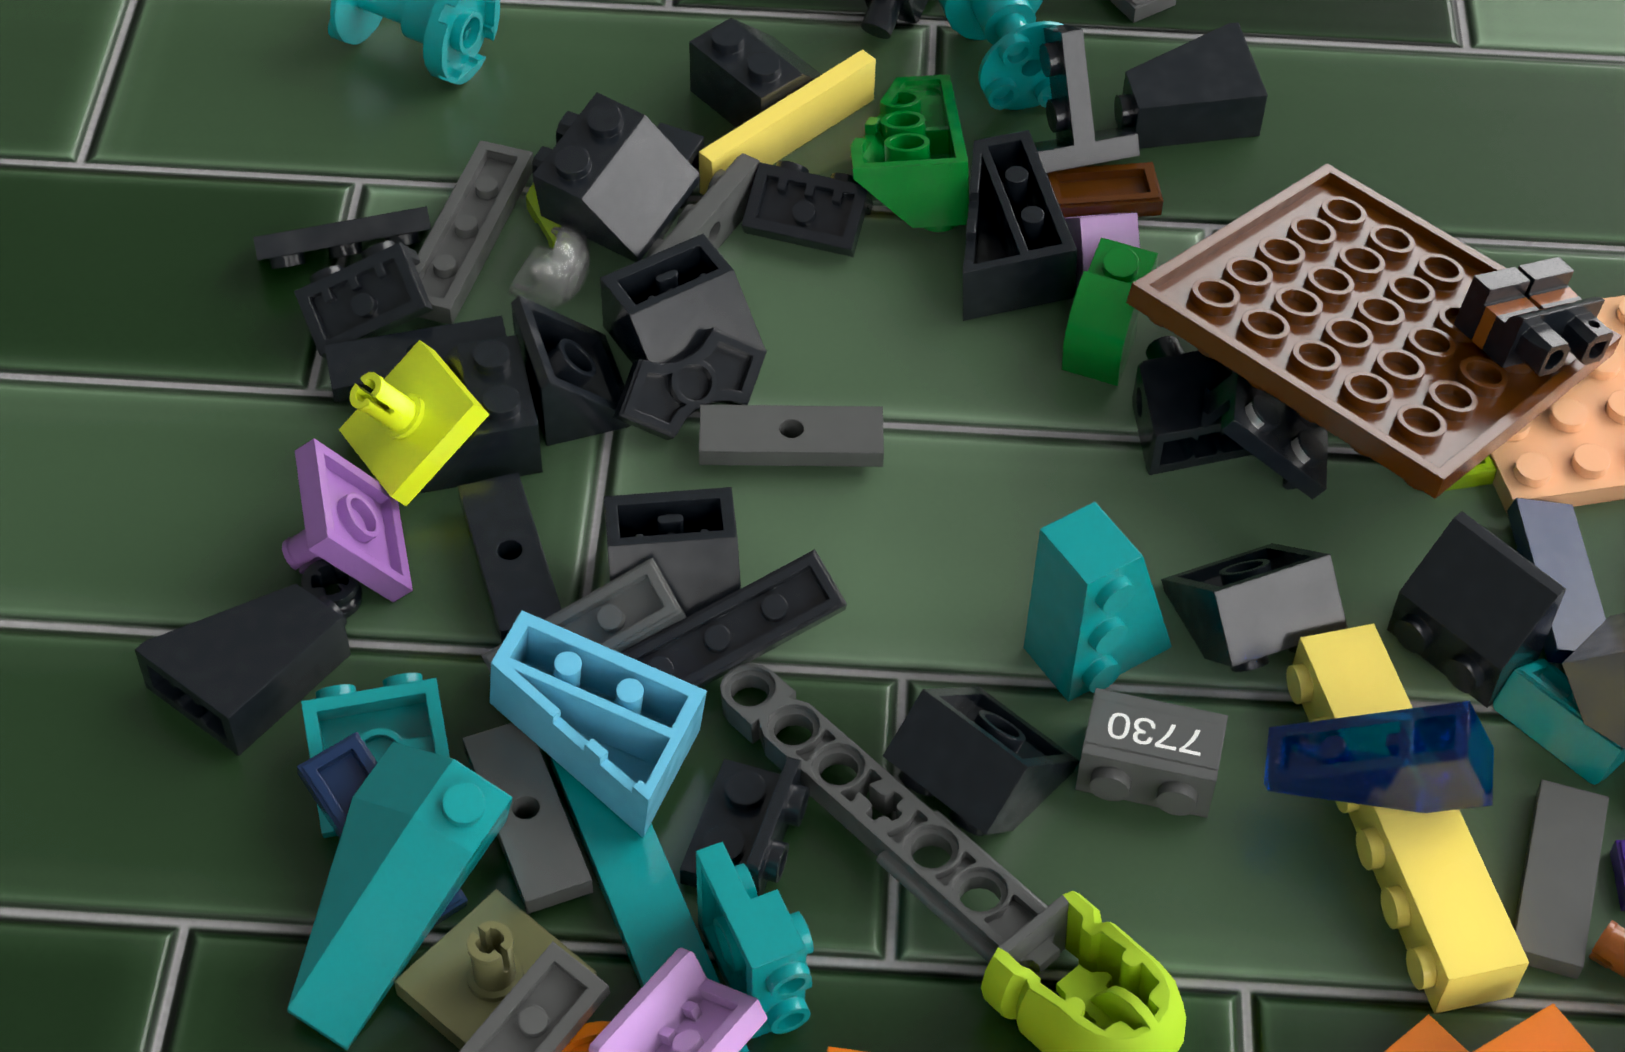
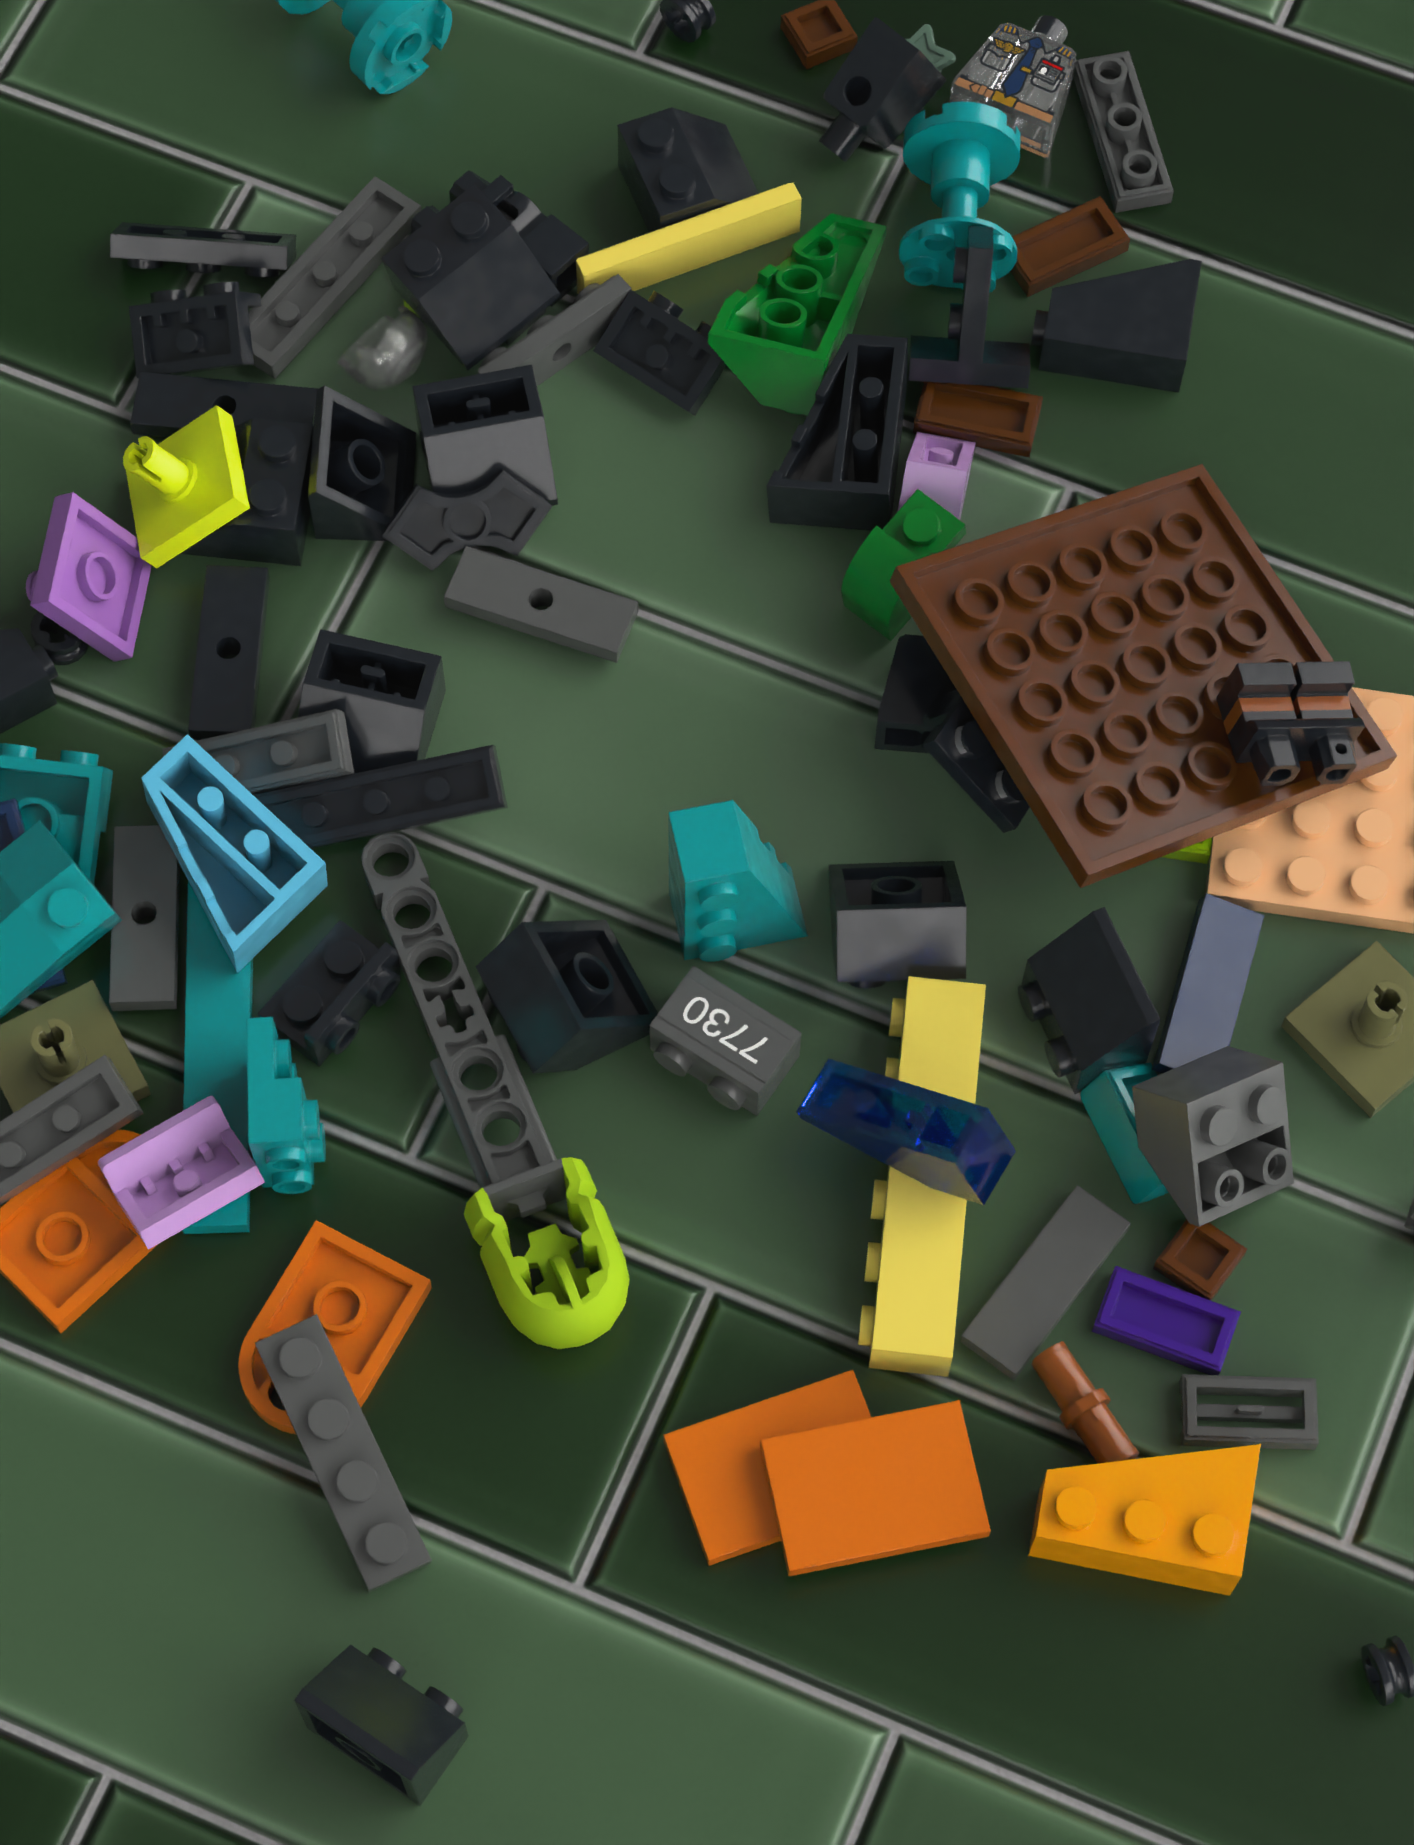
camera: 20 degrees right, 15 degrees up
(1116, 48) = (1067, 246): none -> reddish brown tile

